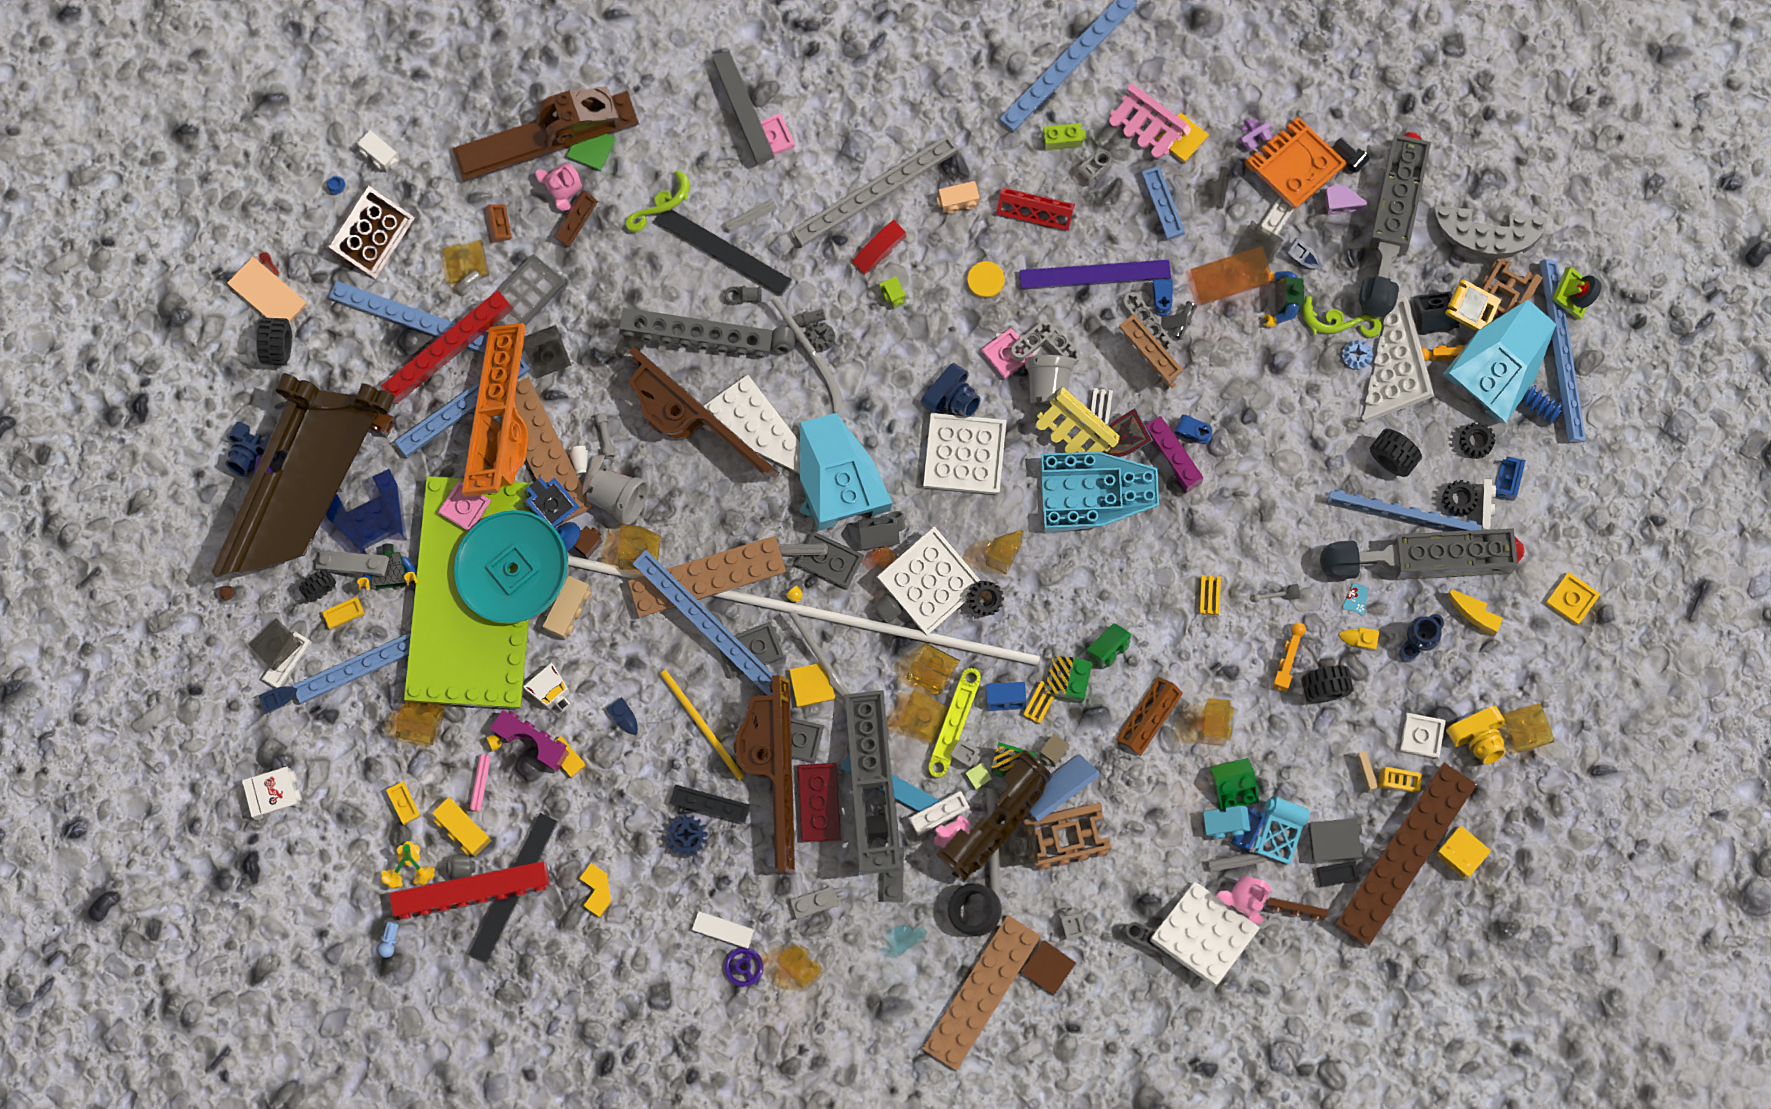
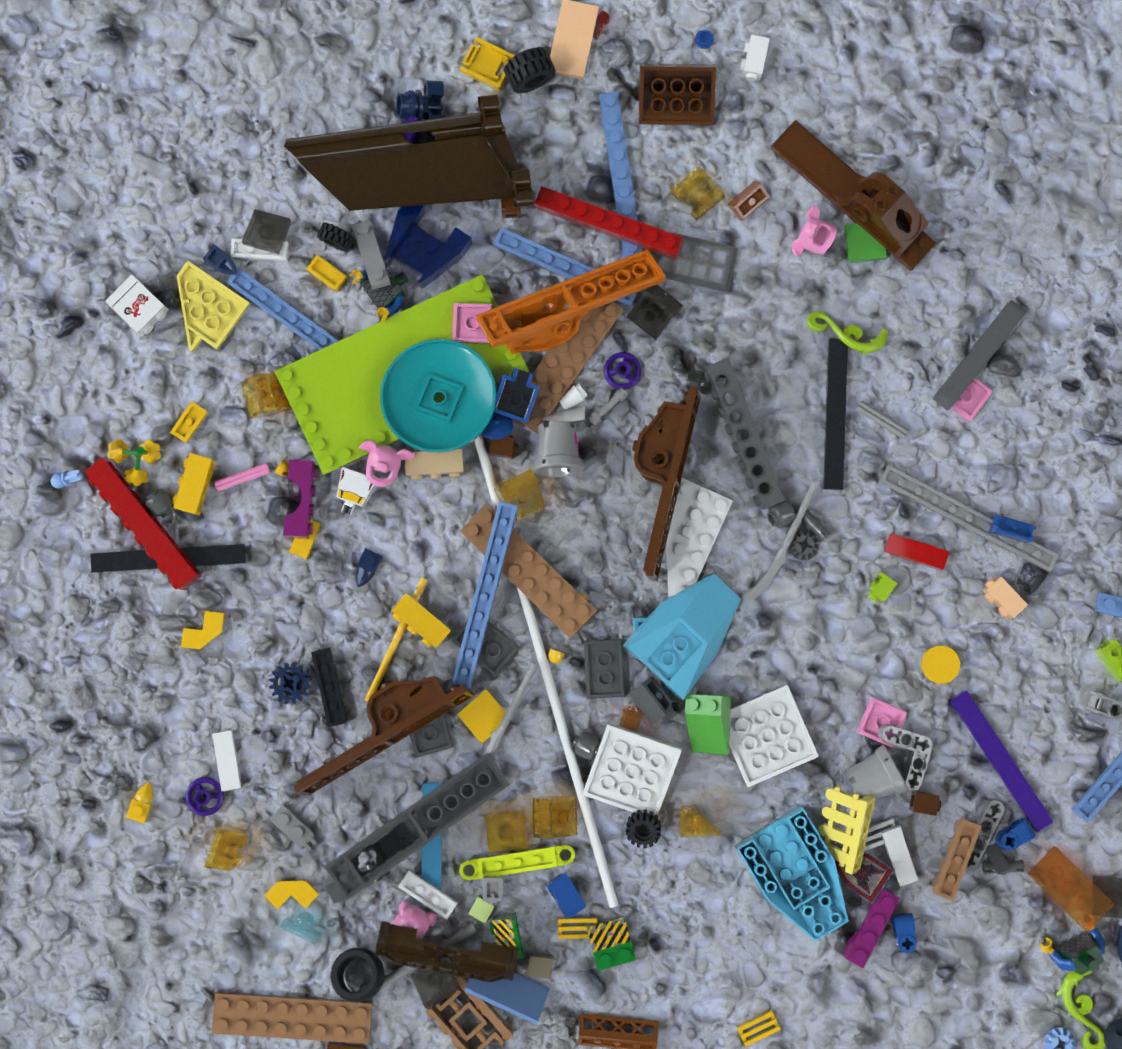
camera: 55 degrees right, 10 degrees up
(226, 592) = (290, 162): reddish brown hinge -> none
(240, 378) = (485, 62): none -> yellow container
(310, 732) = (207, 307): none -> light yellow wing
(538, 645) = (384, 459): none -> bright pink piece
(575, 218) = (791, 266): reddish brown plate -> none
(581, 400) = (625, 363): none -> dark purple piece
(697, 692) = (420, 621): none -> yellow brick
(718, 1028) = (141, 804): none -> yellow plate
(745, 294) = (805, 456): dark grey connector -> none
(803, 549) = (599, 641): light grey axle -> none
(819, 802) = (382, 781): dark red tile -> none
(874, 925) = (299, 889): none -> yellow tile
(904, 159) = (1012, 529): none -> blue hinge
(925, 494) = (708, 723): none -> bright green slope
(953, 392) = (814, 705): dark blue beam -> none
(1037, 202) = (1039, 670): red fence -> none
(1094, 354) = (924, 803): none -> reddish brown brick
(1109, 645) = (660, 965): green slope -> none
(1127, 399) = (899, 855): none -> white tile

